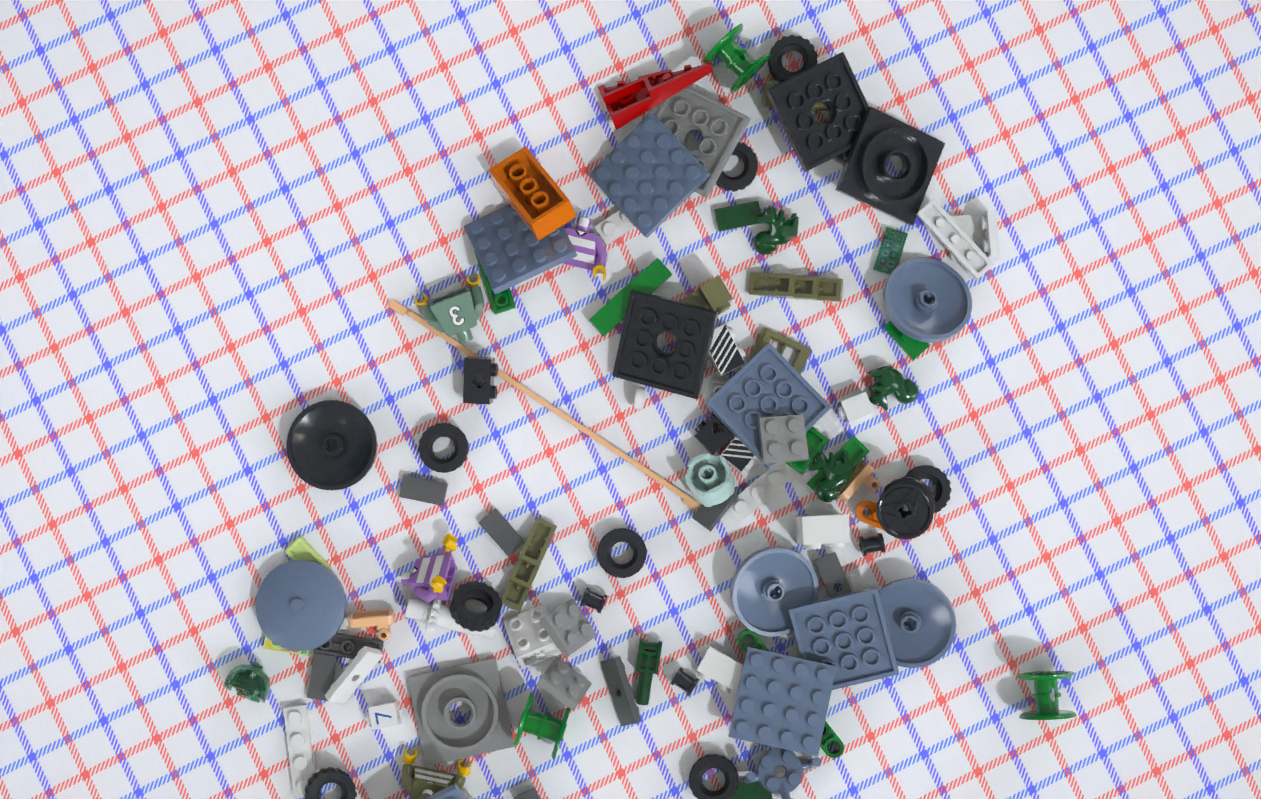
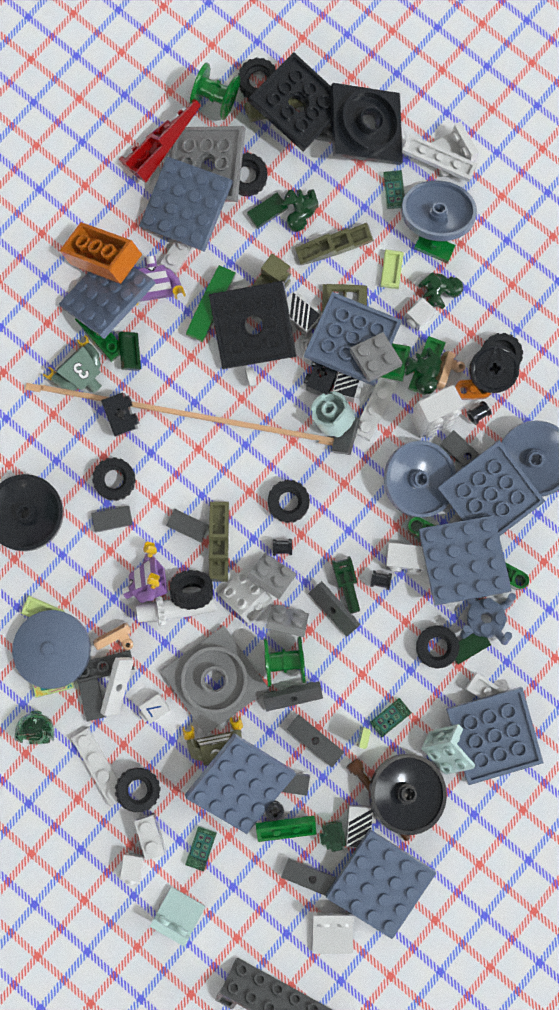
camera: 25 degrees left, 5 degrees down
(519, 312) = (129, 351): none -> dark green tile
(536, 765) = (292, 696): none -> dark grey tile
(847, 341) = (391, 269): none -> yellowish green tile

